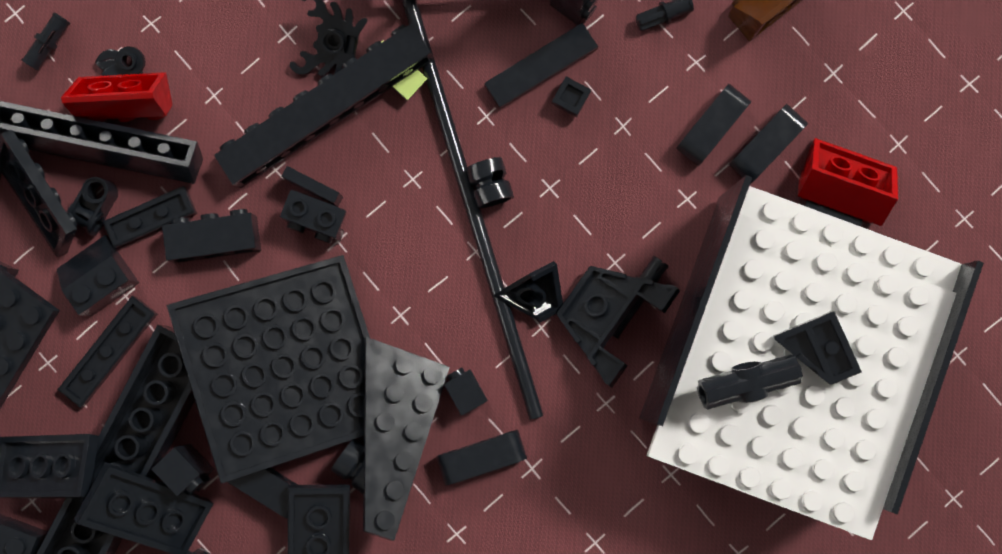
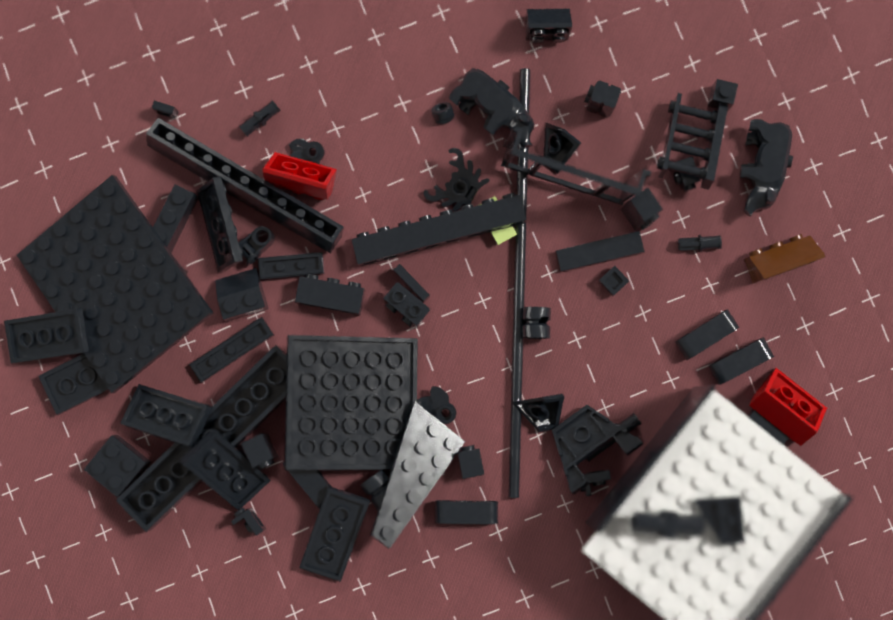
camera: 20 degrees right, 0 degrees up
(397, 328) = (436, 403): none -> black plate
(635, 355) = (597, 477): none -> black bracket

